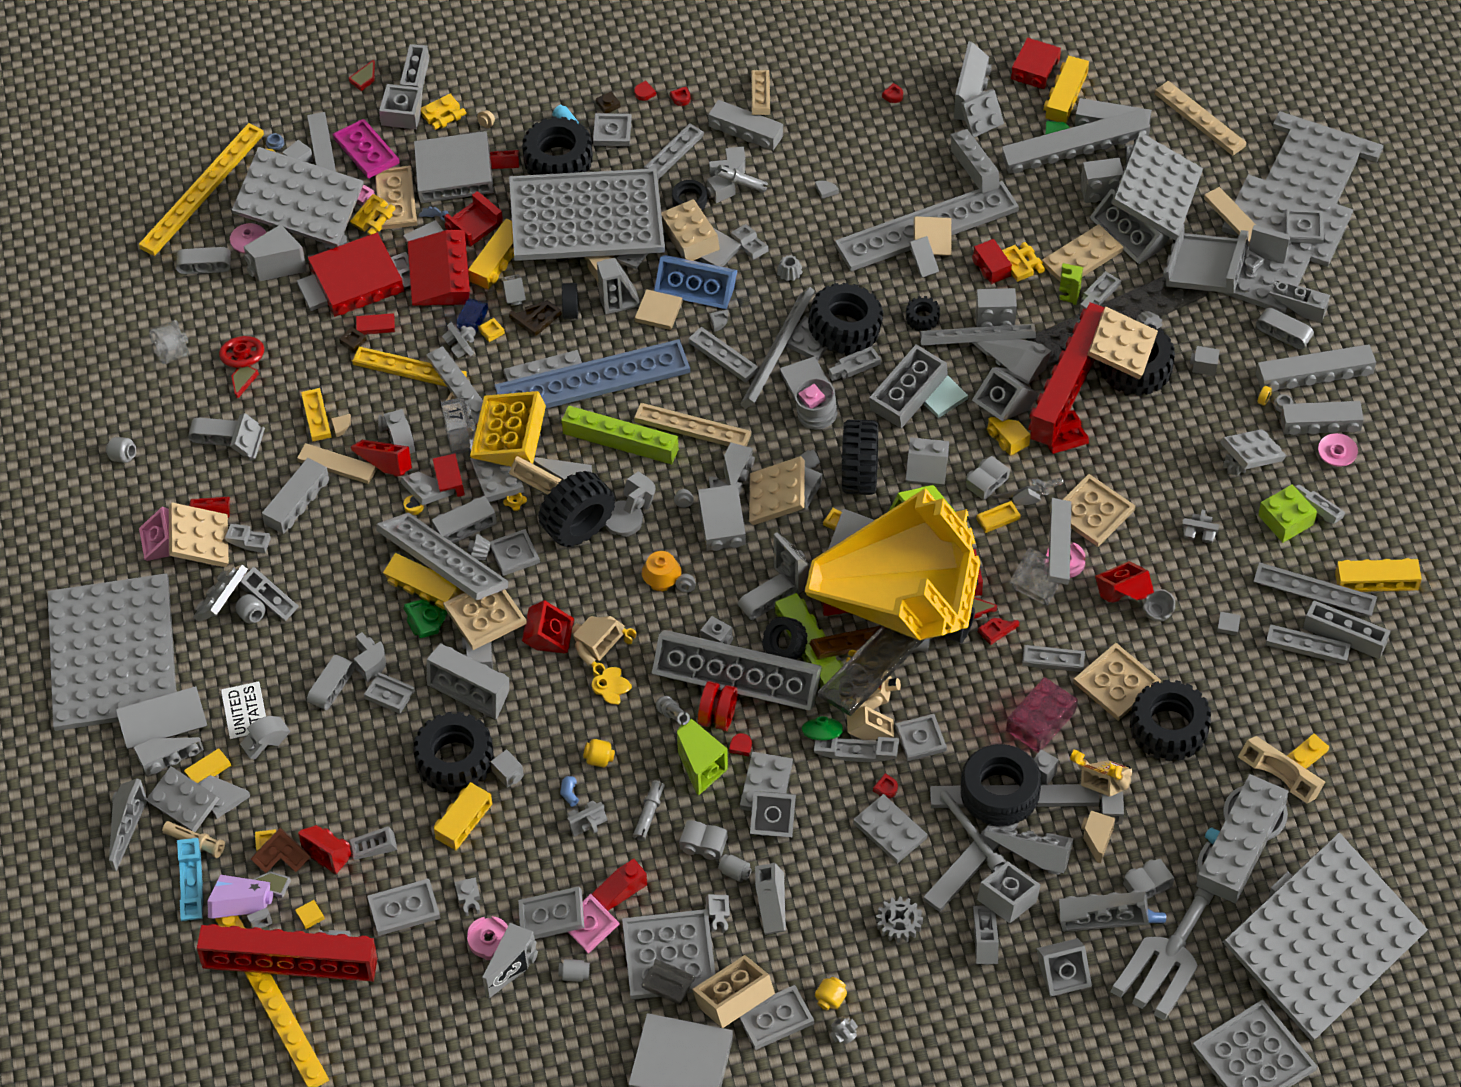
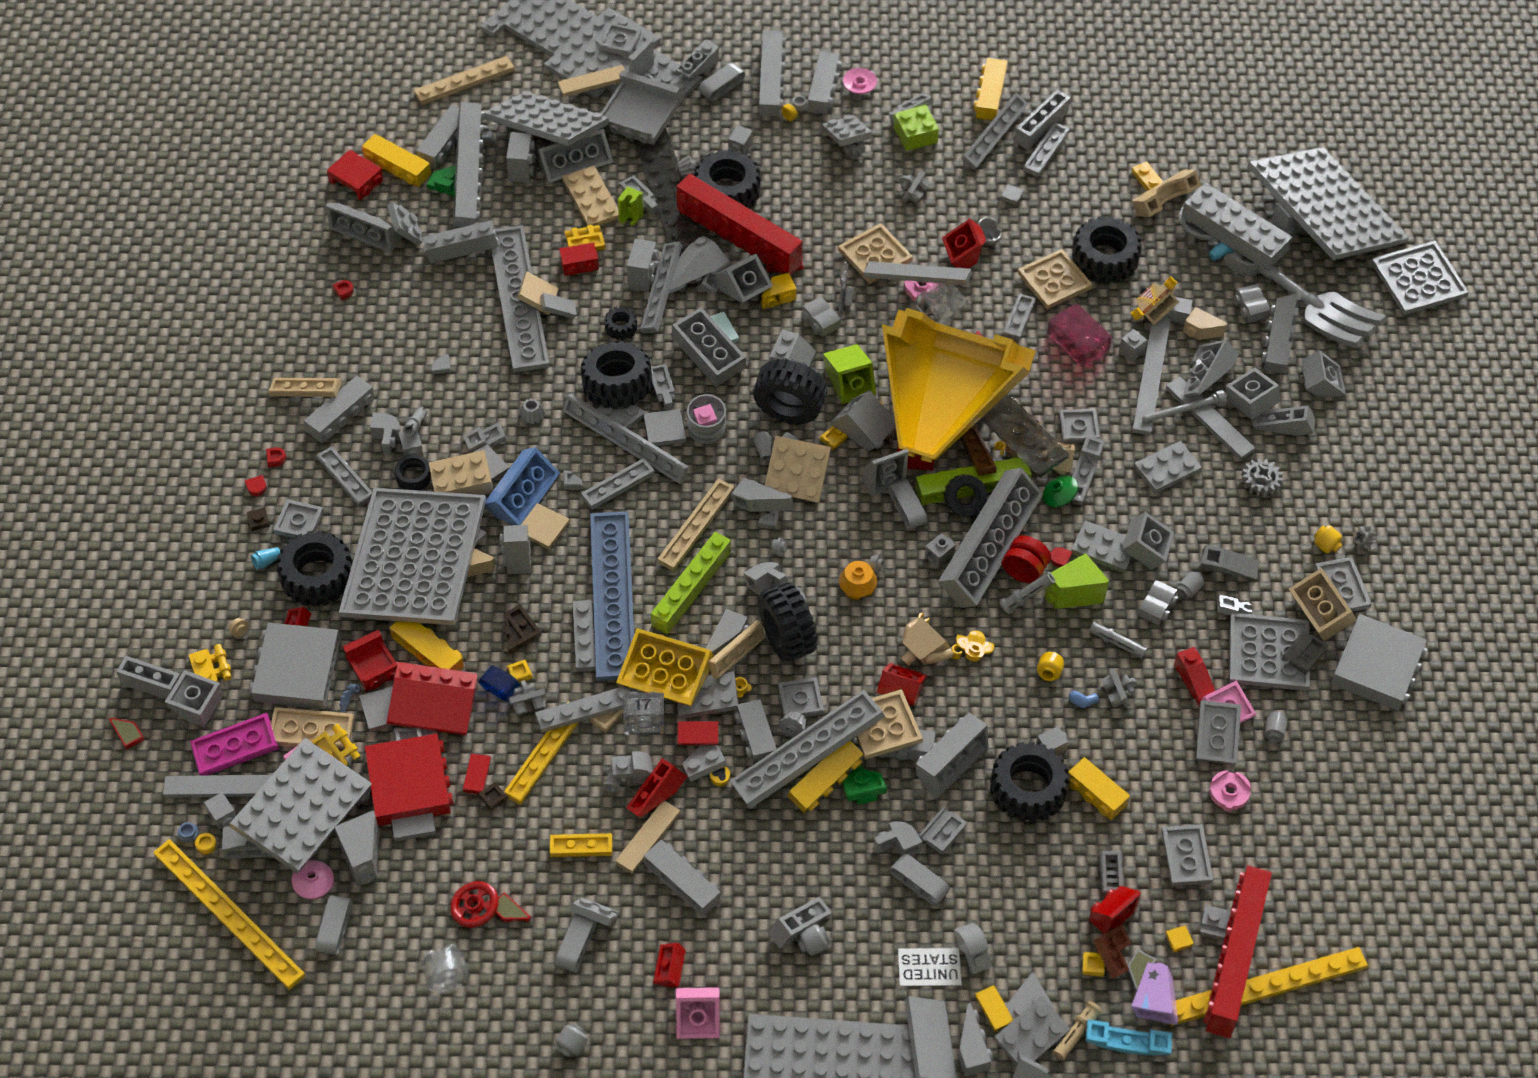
camera: 80 degrees left, 0 degrees up
(198, 535) = (713, 973): tan plate -> none
(218, 594) = (792, 962): light grey plate -> none
(245, 538) = (723, 931): light grey slope -> none
(260, 918) = (1182, 981): light grey tile -> none
(341, 424) = (599, 824): tan tile -> none
(469, 894) = (1178, 801): light grey plate -> none
(510, 959) = (1265, 772): light grey slope -> none
(513, 289) = (477, 640): light grey slope -> none
(569, 300) = (519, 584): black tyre -> none
(721, 517) = (816, 519): light grey slope -> none
(886, 786) = (1124, 460): red tile -> none
(998, 516) = (861, 321): yellow tile -> none
(1000, 809) = (1154, 354): black tyre -> none
(1122, 343) = (726, 176): tan plate -> none

